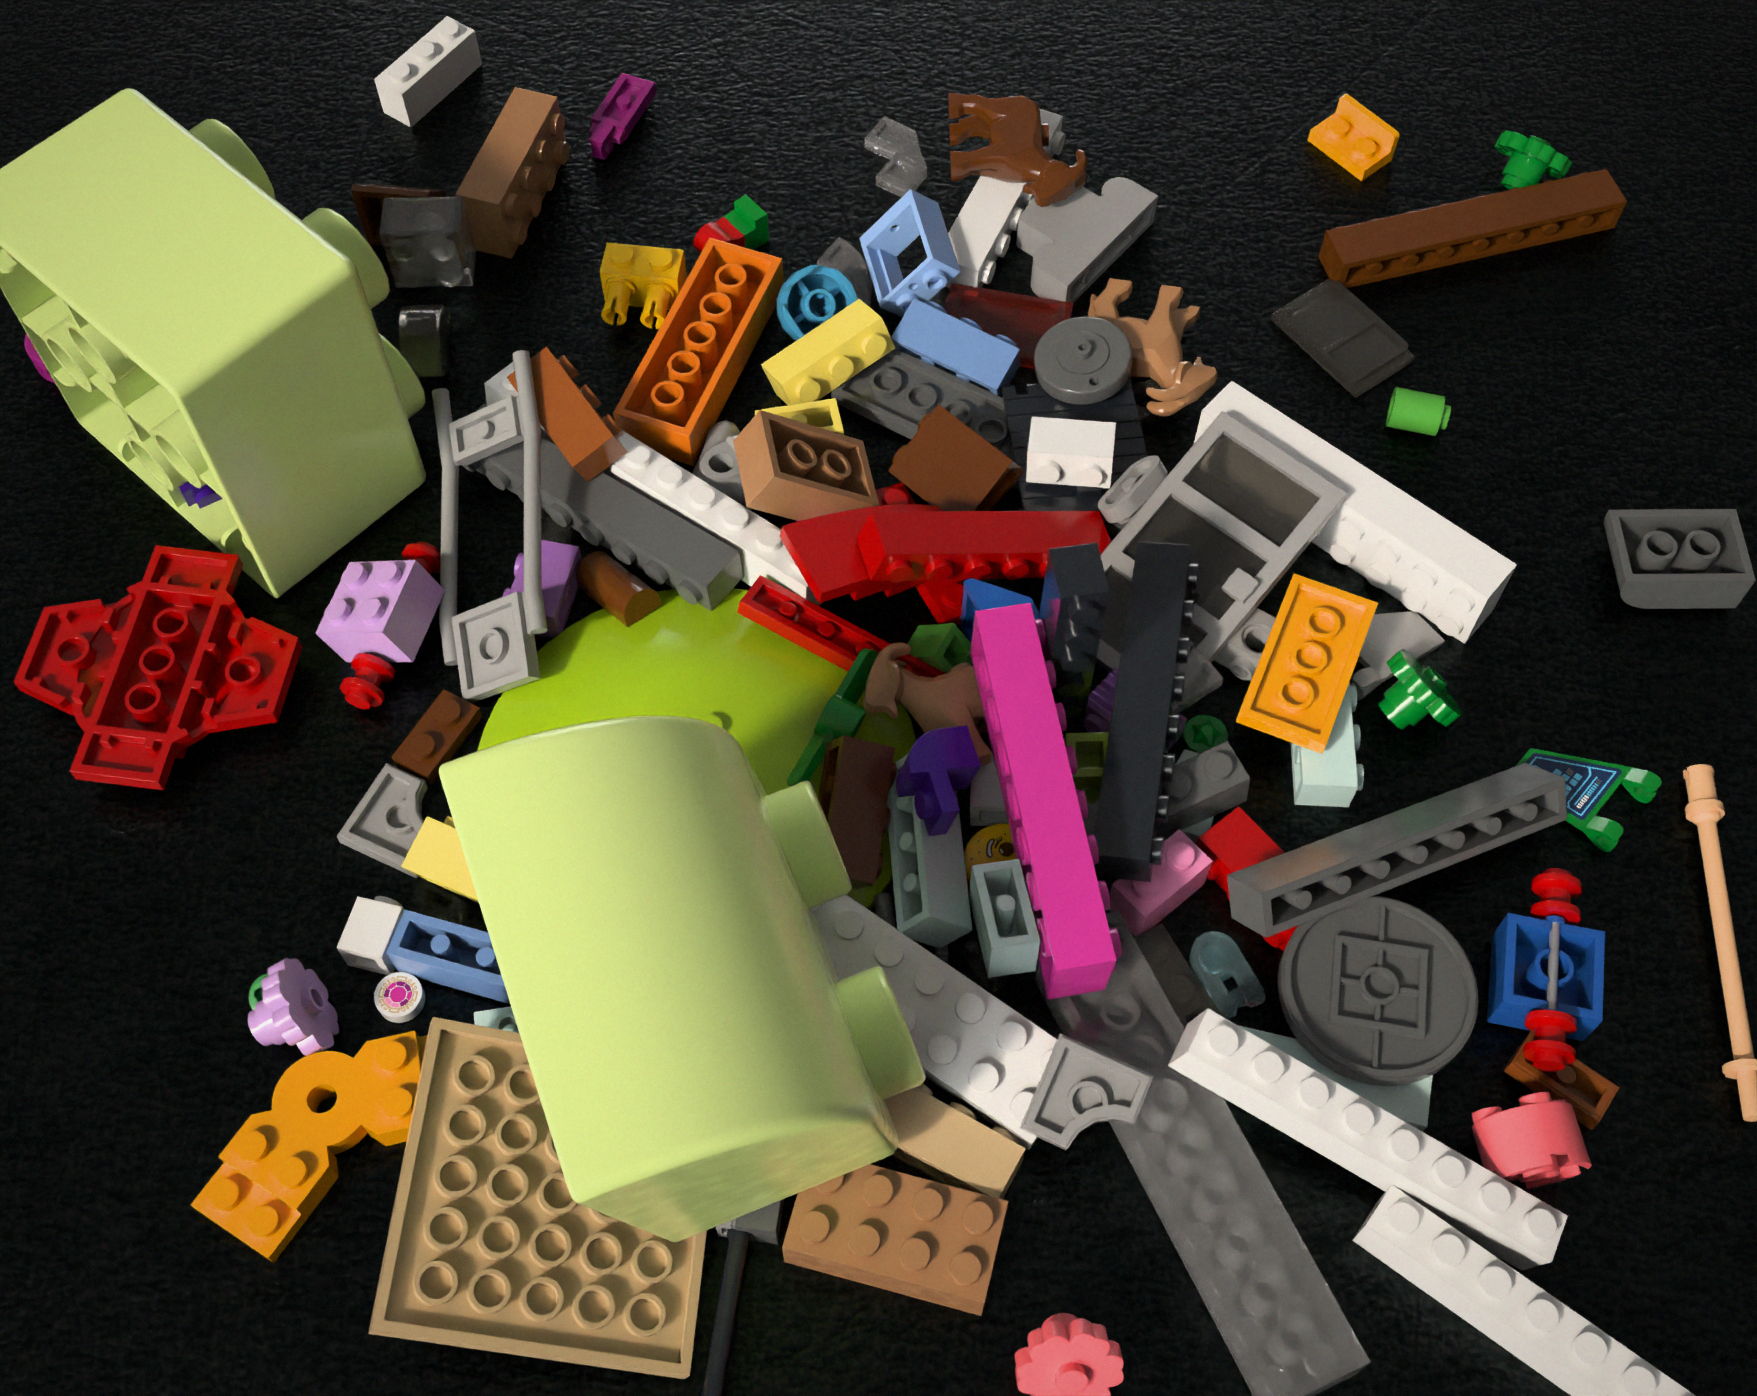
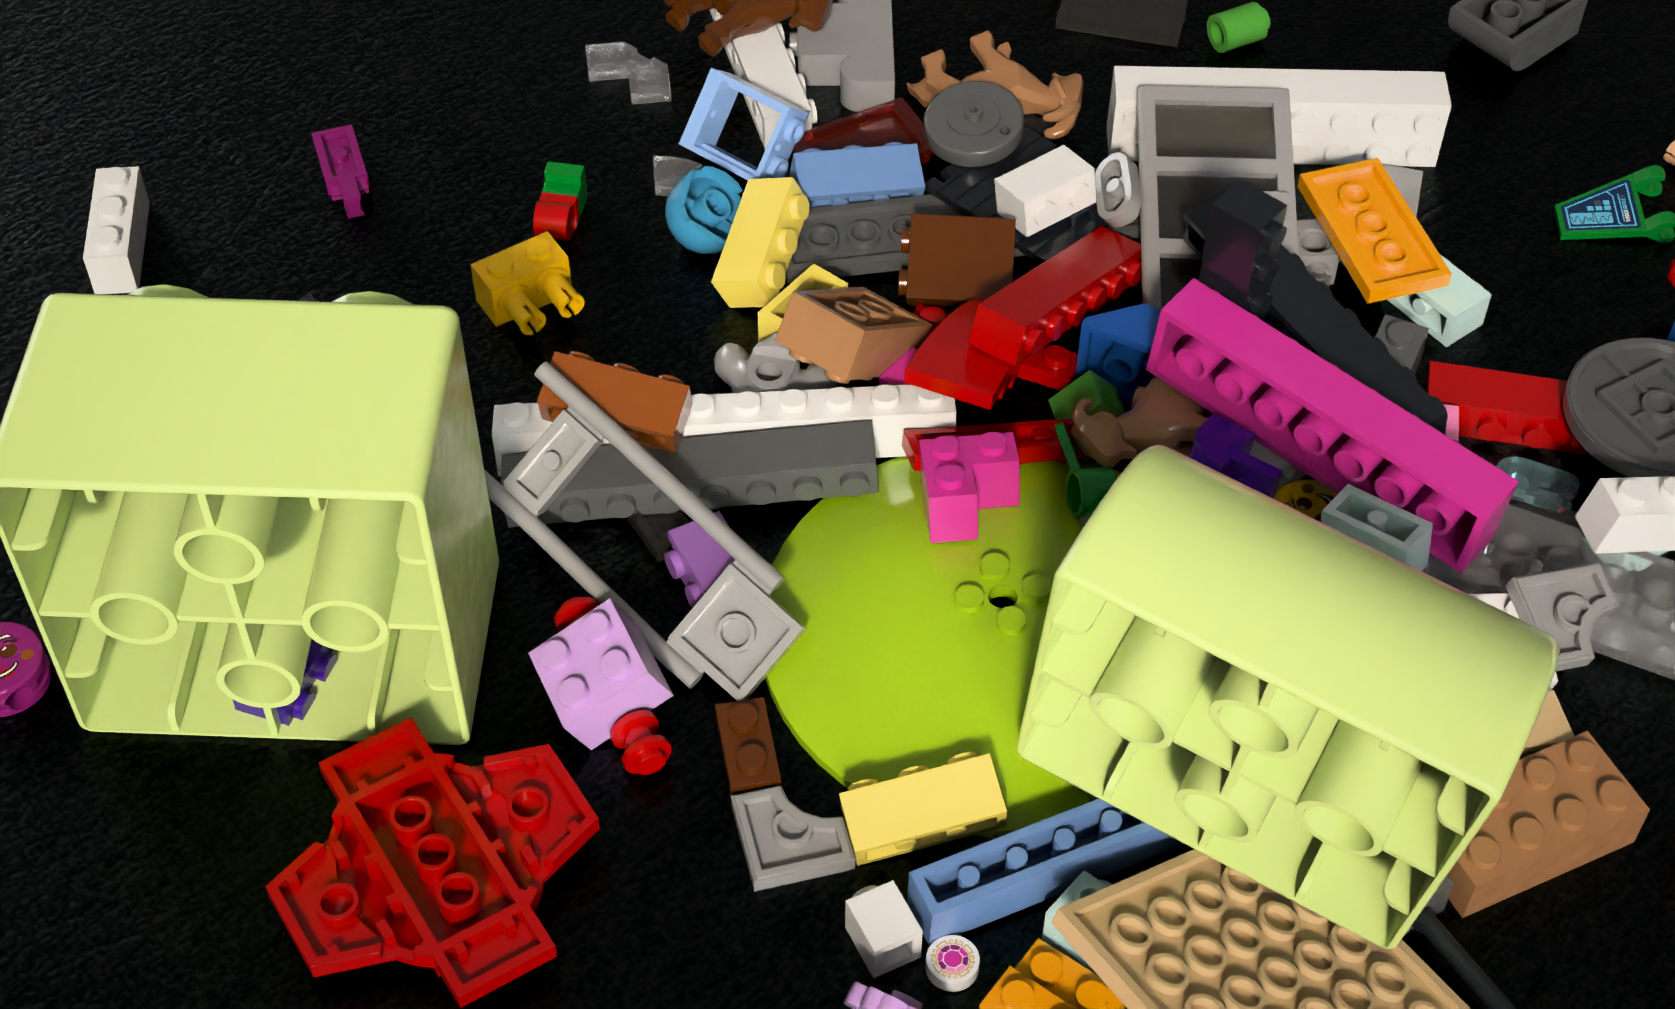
camera: 40 degrees left, 10 degrees down
(514, 171) = (306, 238): medium nougat brick -> none
(616, 588) = (782, 526): reddish brown brick -> none
(700, 350) = (642, 291): orange brick -> none
(753, 640) = (966, 476): none -> dark pink brick
(1395, 849) = (1567, 315): dark grey brick -> none
(1417, 693) = (1456, 210): green plant -> none

